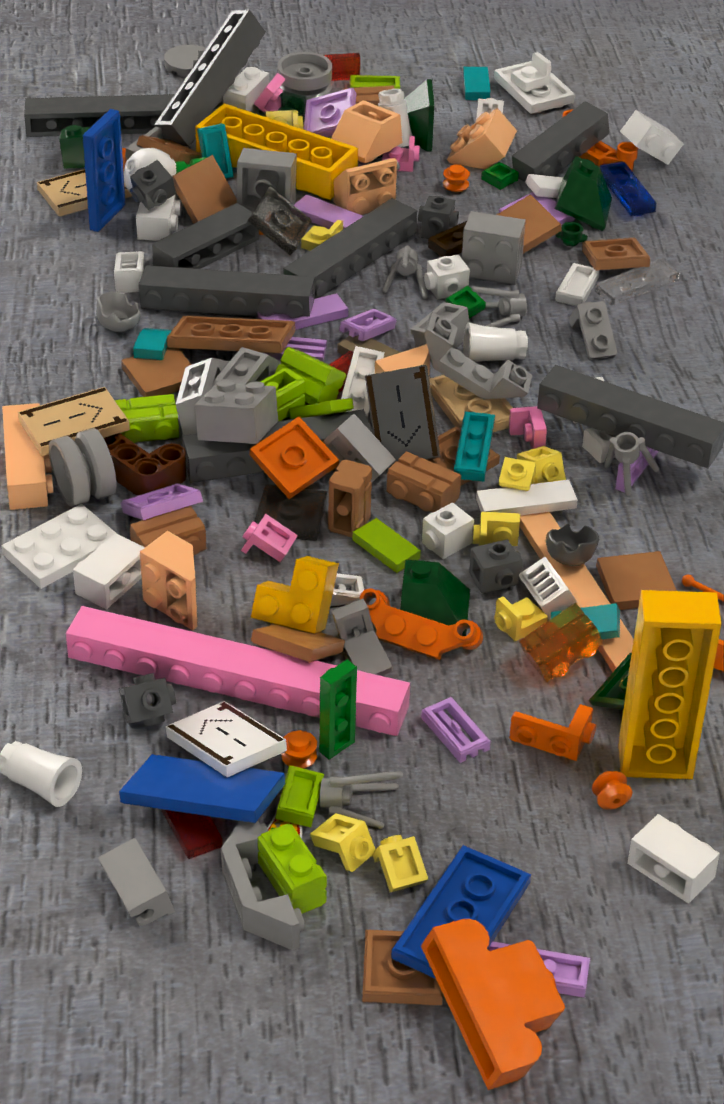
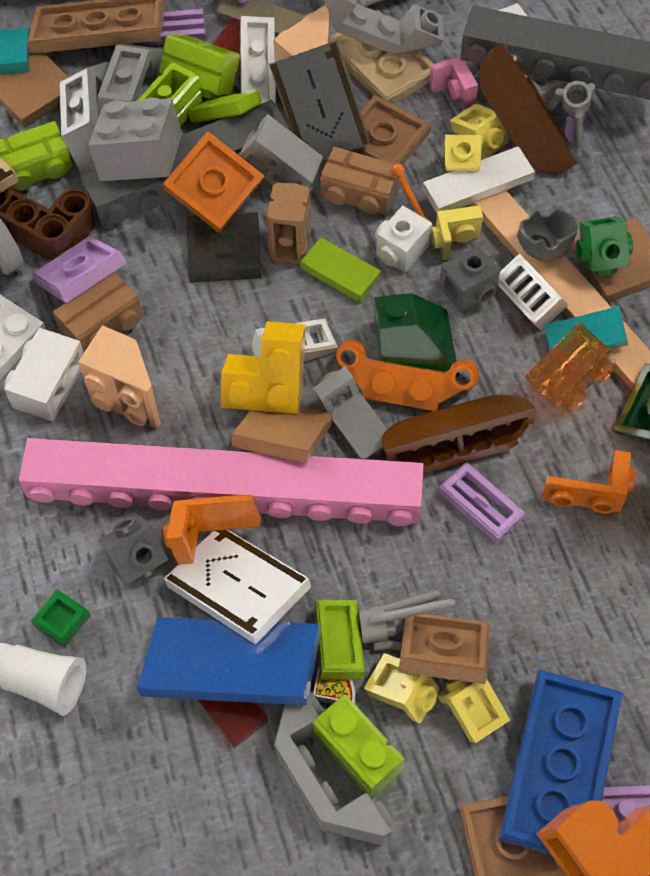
camera: 10 degrees left, 20 degrees up
(71, 740) = (60, 618): none -> green tile
(136, 882) = (187, 805): light grey hinge -> none
(214, 687) = (203, 515): none -> orange bracket
(269, 537) = (211, 290): bright pink bracket -> none
(300, 749) = (323, 572): orange wheel -> none
(337, 709) = (357, 525): green plate -> none
(387, 814) = (445, 648): none -> medium nougat tile
(453, 674) = (459, 432): none -> reddish brown brick
(455, 476) = (398, 171): none -> orange hinge
(474, 446) = (402, 120): teal tile -> none
(518, 618) = (510, 337): light yellow bracket -> none
(580, 453) = (524, 112): none -> reddish brown brick
(627, 549) = (604, 245): none -> green brick

